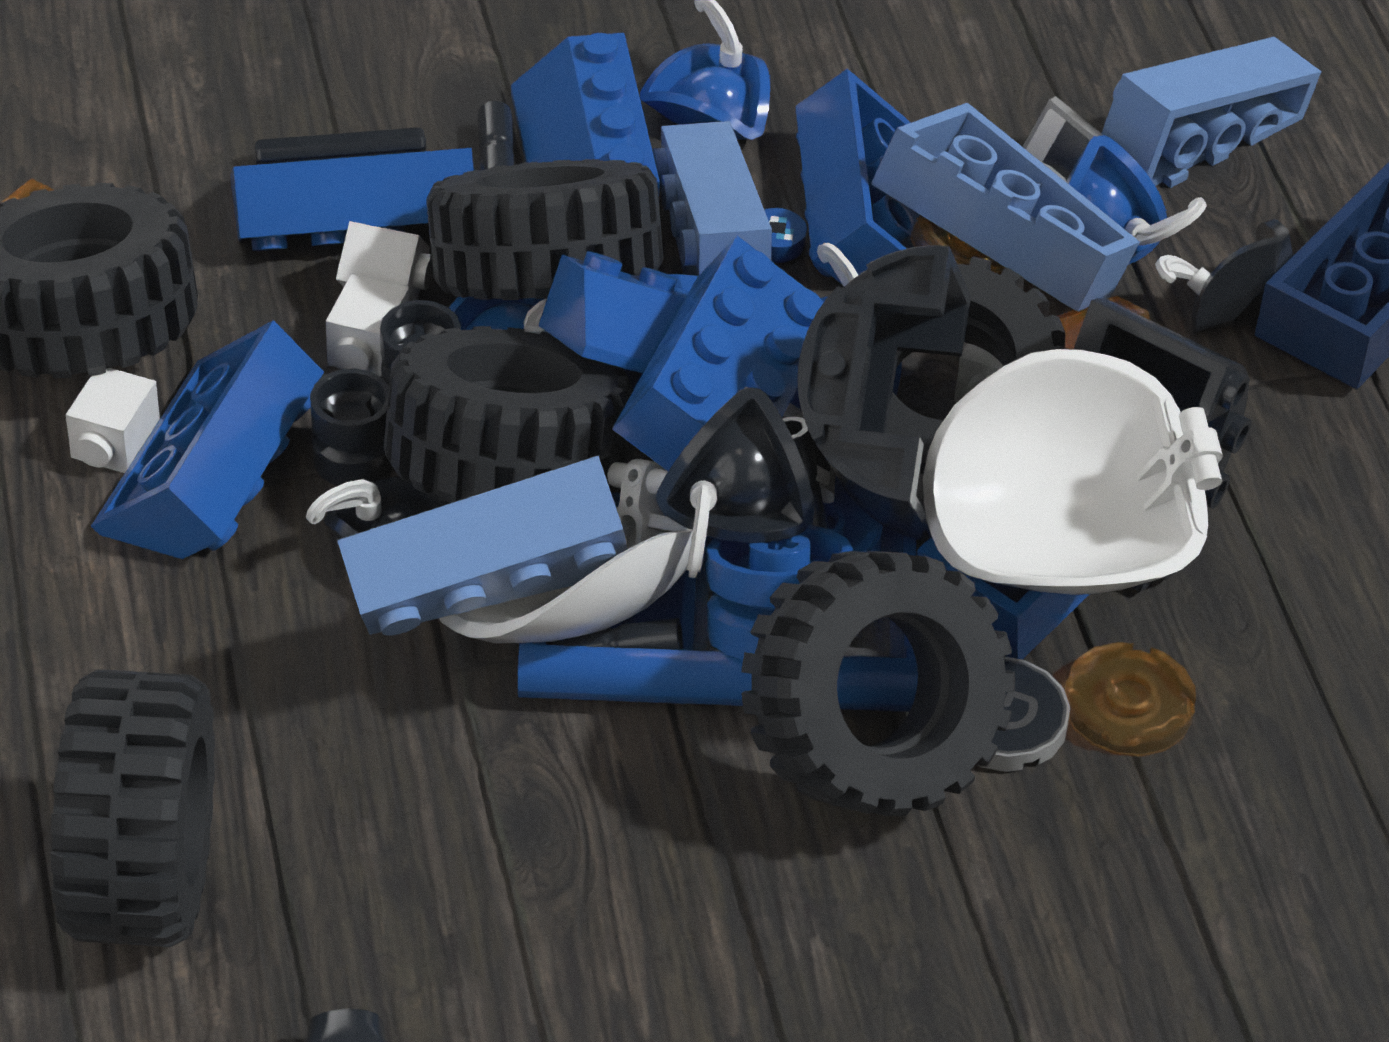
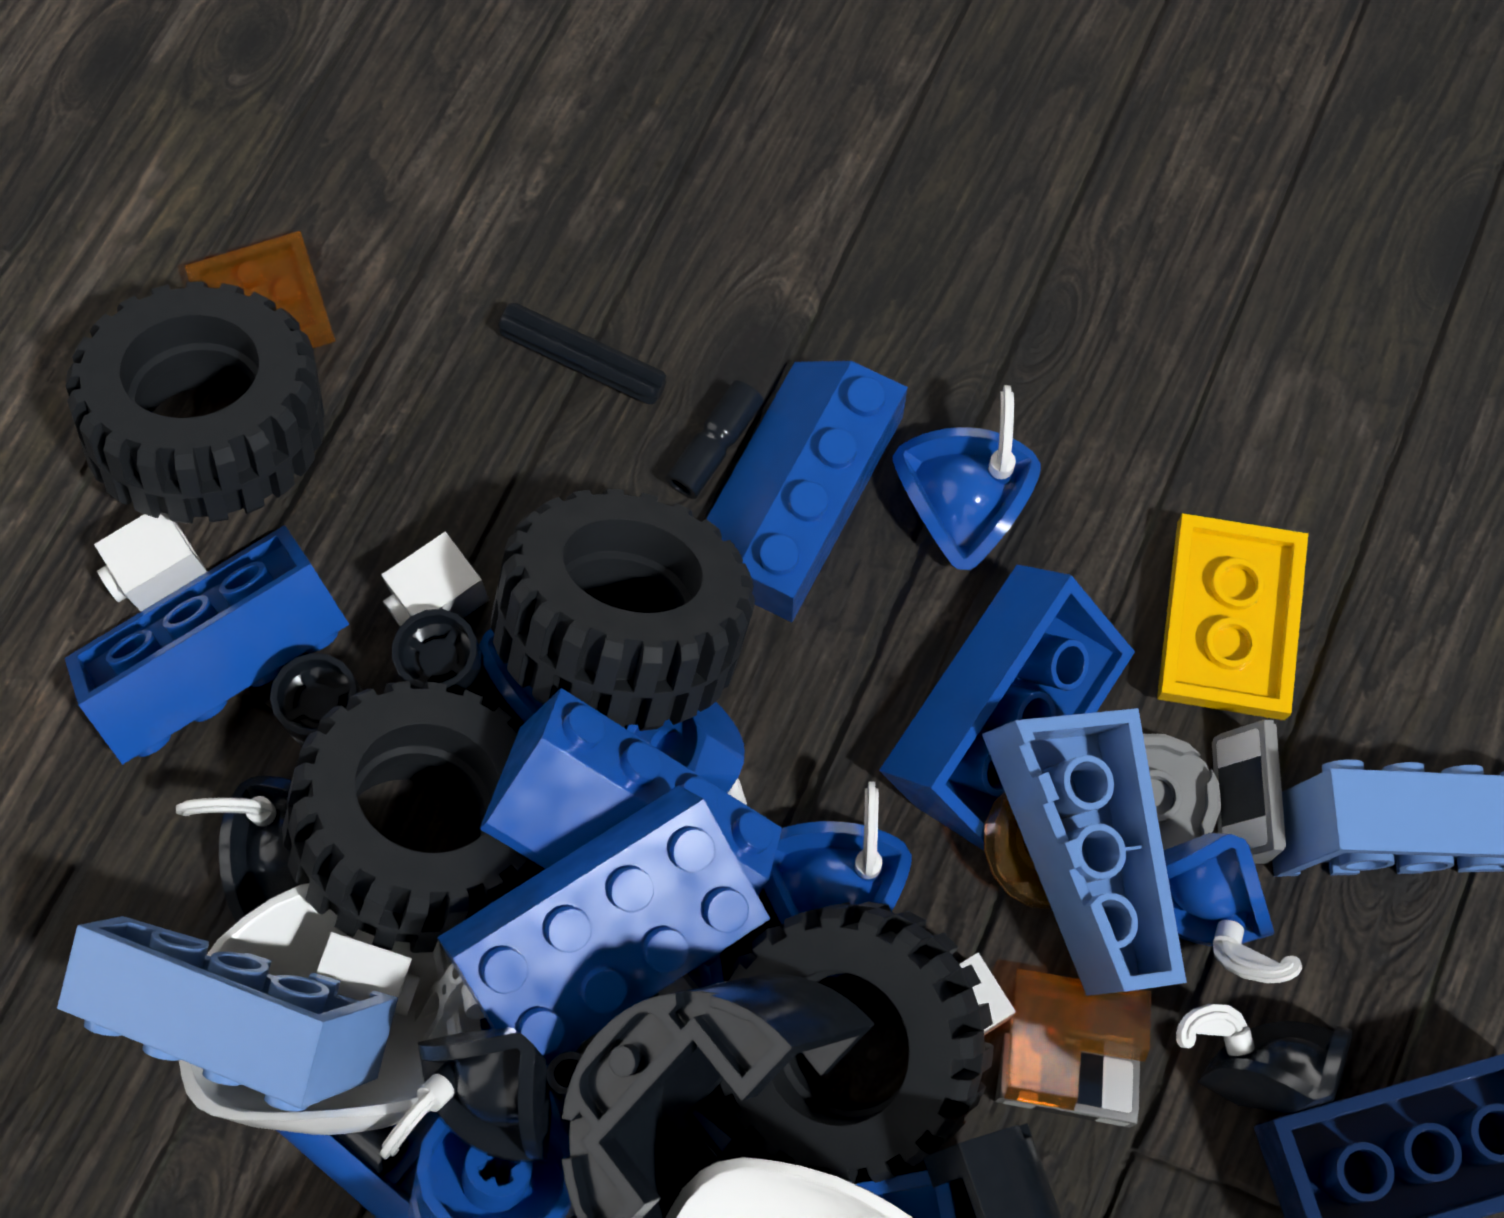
camera: 40 degrees right, 25 degrees up
(326, 194) = (535, 417): blue slope -> none
(386, 257) = (484, 521): white brick -> none
(708, 193) = (824, 661): medium blue wedge -> none
(787, 234) = (890, 699): blue tile -> none
(968, 60) = (1233, 617): none -> yellow plate

